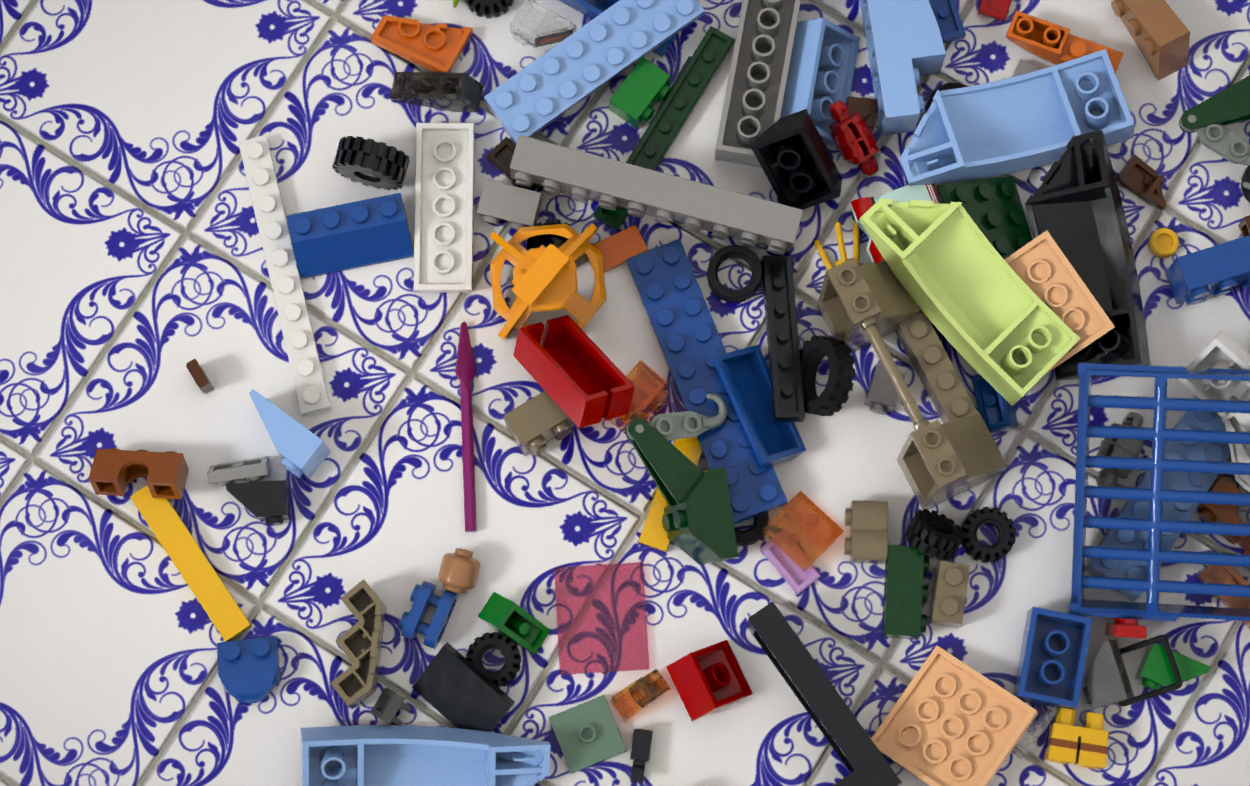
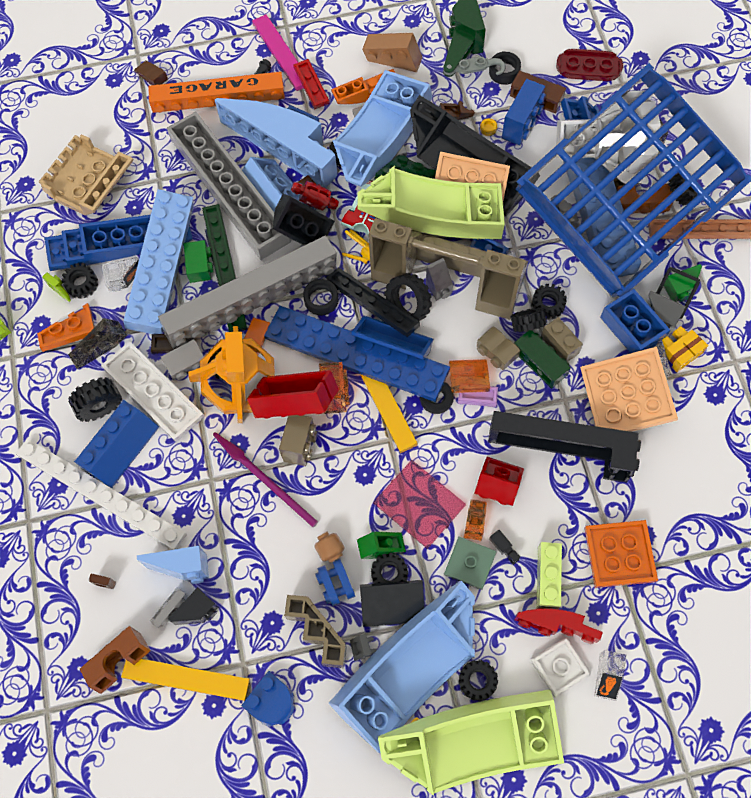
camera: 45 degrees left, 10 degrees down
(698, 501) = (413, 403): dark green slope -> none
(1125, 628) = (650, 280): red plate -> none

